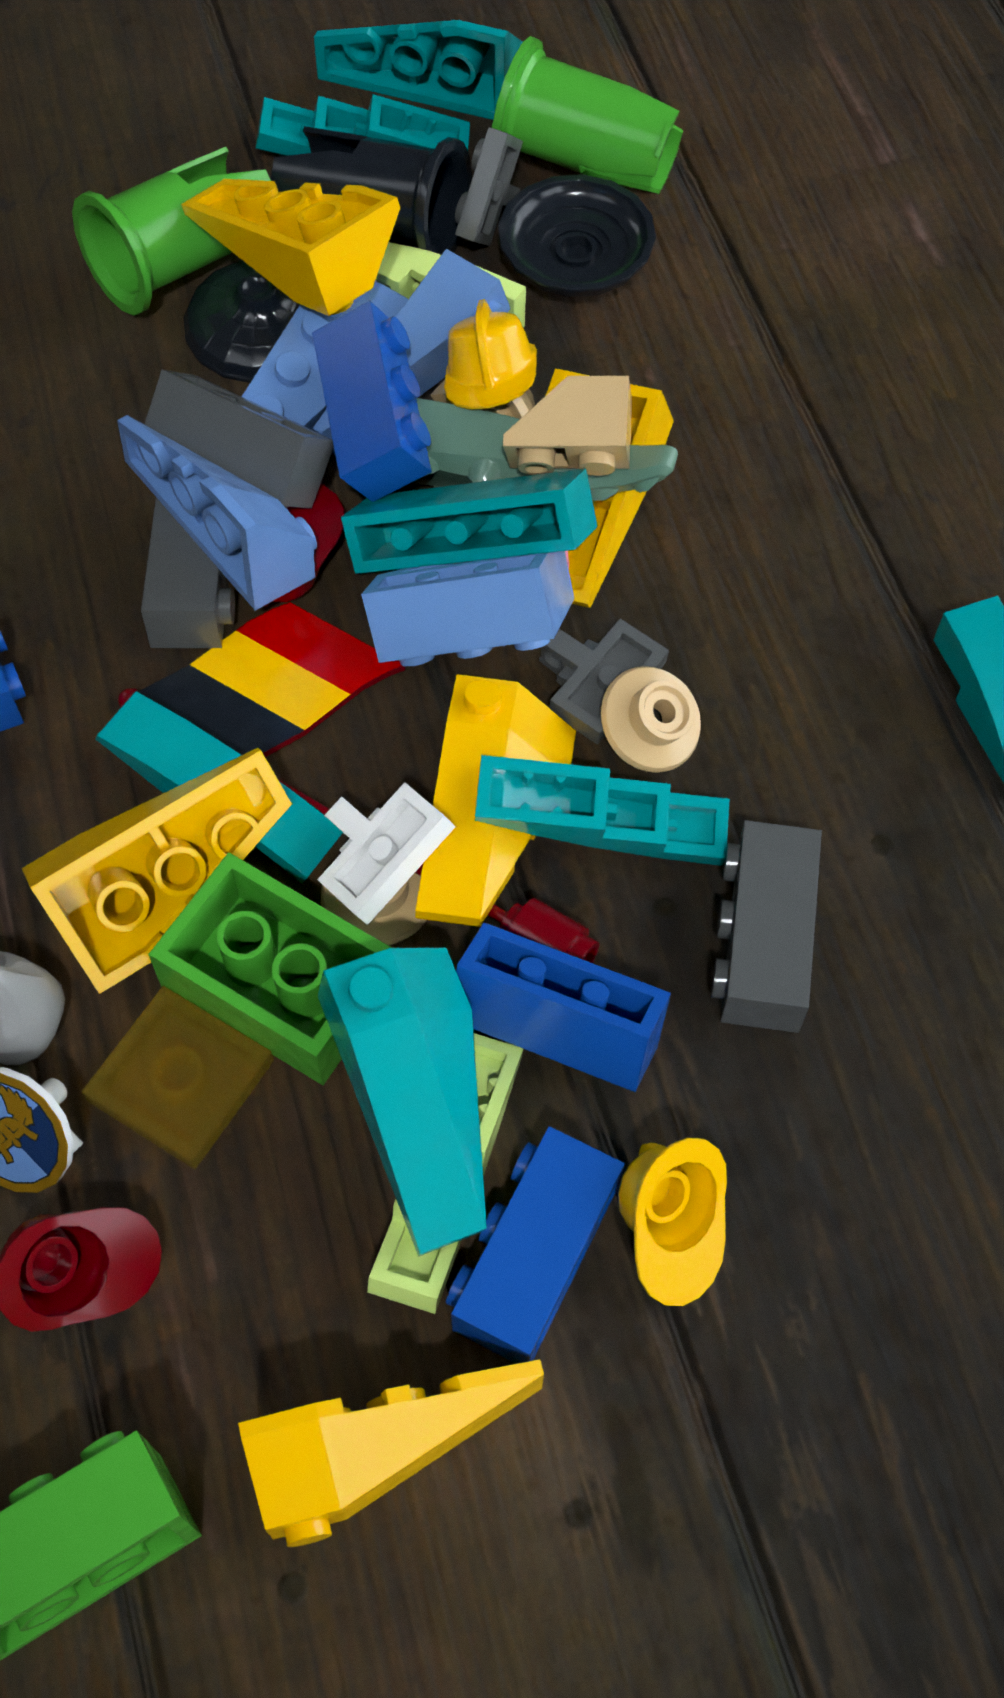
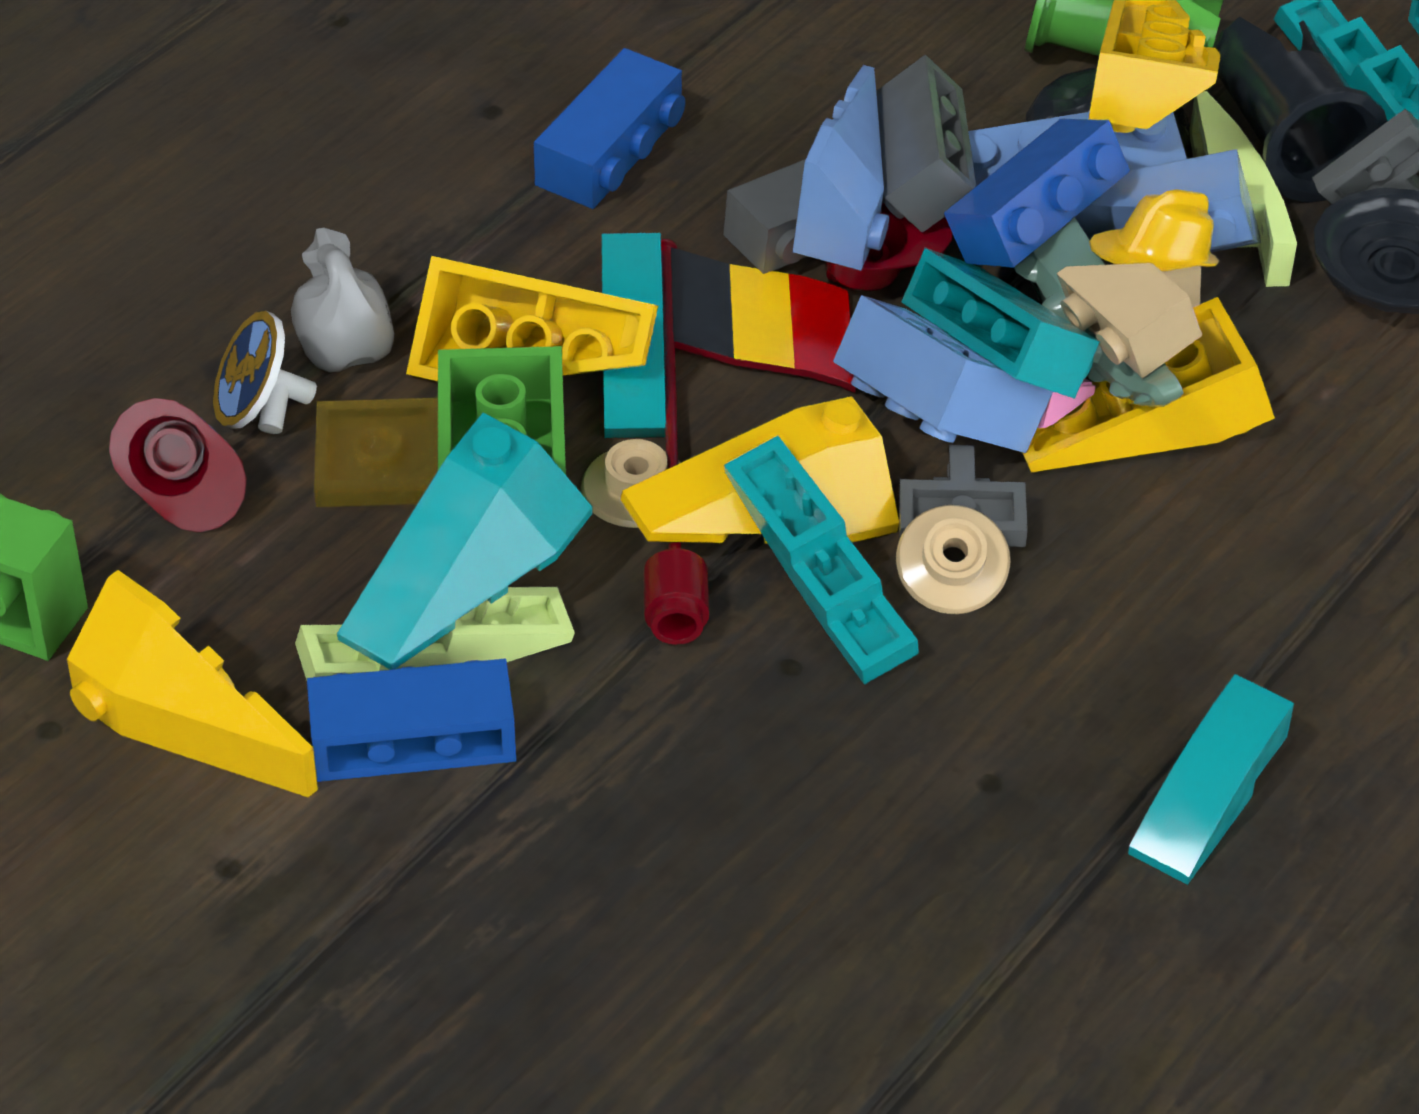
camera: 55 degrees right, 15 degrees down
(382, 849) = (653, 436): white hinge -> none
(562, 1006) = (619, 621): blue brick -> none
(677, 1217) = (499, 785): yellow piece -> none
(768, 926) = (823, 727): dark grey brick -> none

